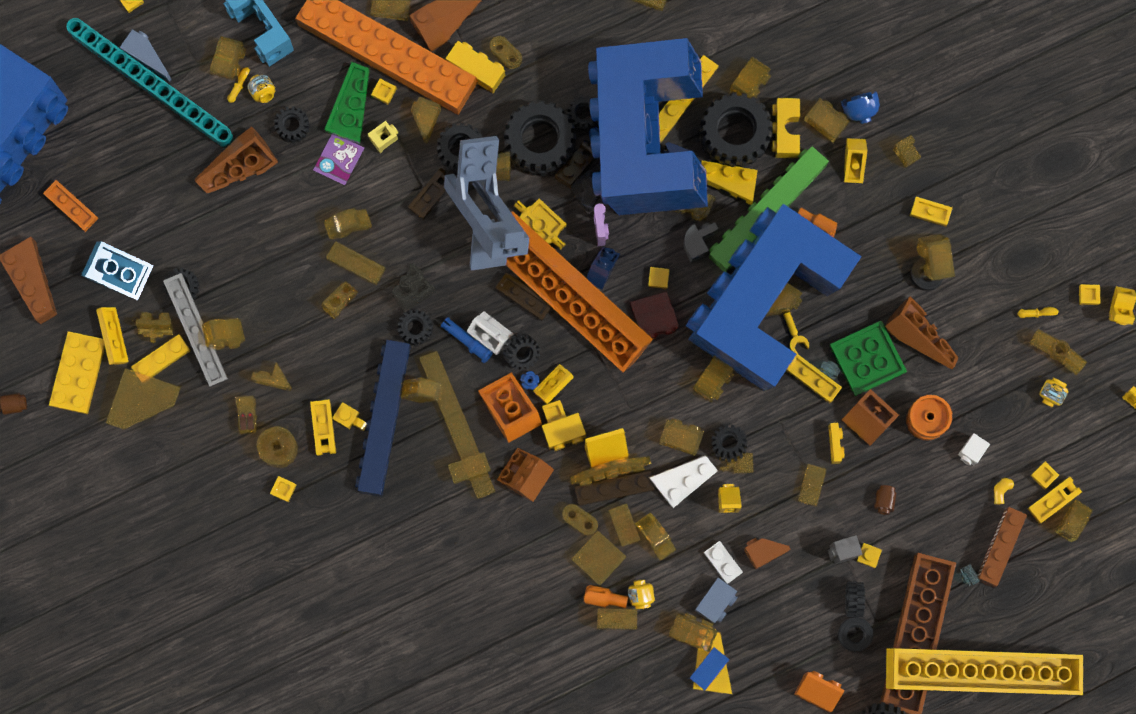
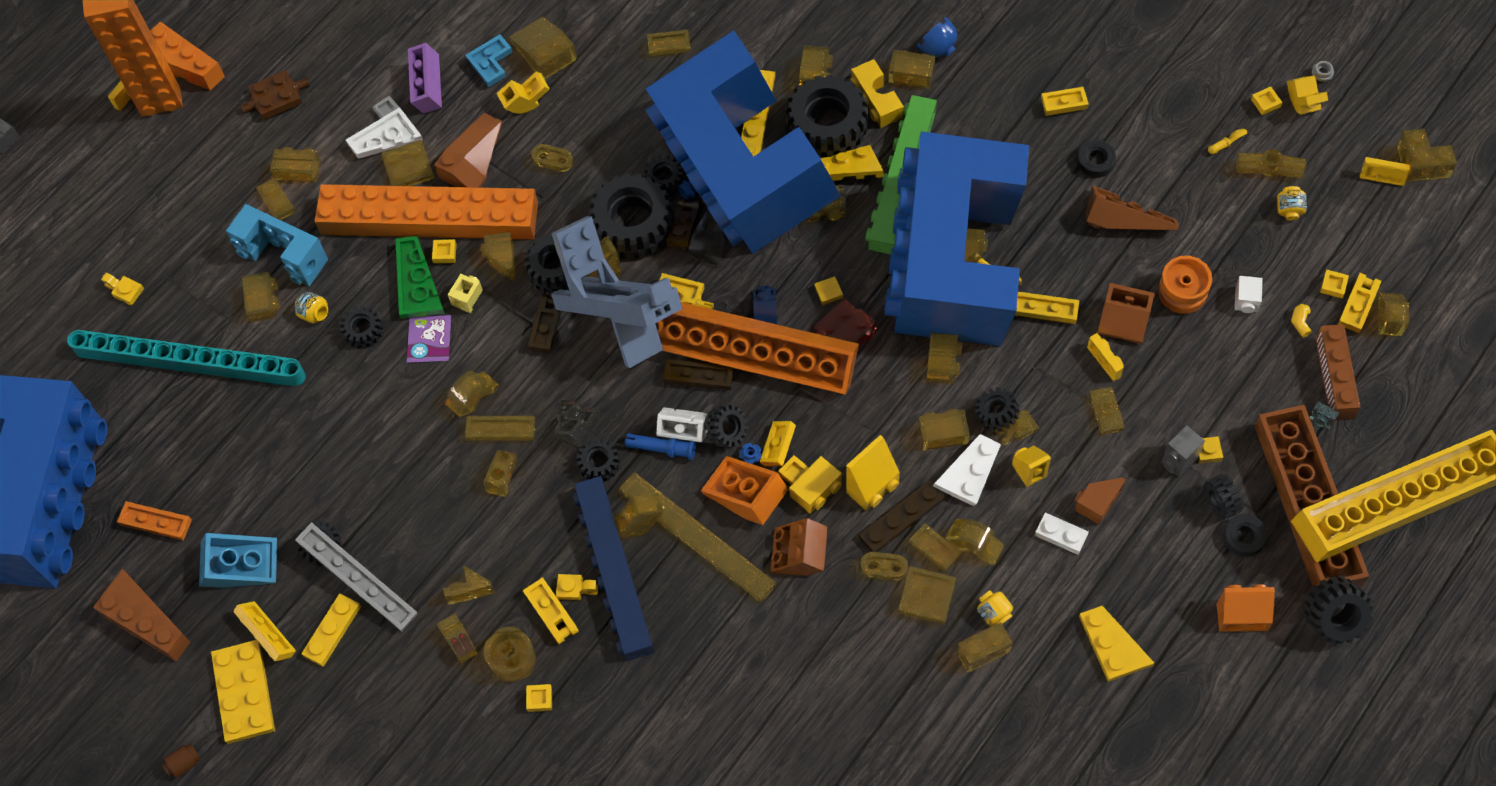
camera: 20 degrees left, 15 degrees down
(140, 399) = (327, 681): clear yellow plate -> none
(141, 50) = (162, 328): sand blue slope -> none
(154, 328) = (307, 599): clear yellow hips -> none
(223, 333) = (389, 565): clear yellow brick -> none
(238, 86) = (284, 319): yellow piece -> none
(241, 159) = (320, 390): dark orange wedge -> none
(469, 468) = (734, 570): clear yellow plate -> none
(486, 72) = (546, 182): yellow brick -> none
(600, 228) = (740, 265): lavender plate -> none
(603, 597) = (955, 632): orange arm -> none
(610, 470) = (888, 495): clear yellow plate -> none
(693, 632) = (1075, 617): clear yellow brick -> none
(694, 241) = (846, 238): dark grey brick -> none
(709, 668) = (1114, 646): blue tile -> none
(716, 601) = (1079, 575): sand blue brick -> none
(830, 369) = (1056, 289): clear light blue plate -> none
(855, 160) = (962, 90): yellow slope -> none
(868, 358) = (1087, 262): green plate -> none
(885, 499) = (1191, 385): reddish brown brick -> none
(906, 151) = (1005, 61): clear yellow panel -> none
(938, 256) = (1099, 132): clear yellow brick -> none

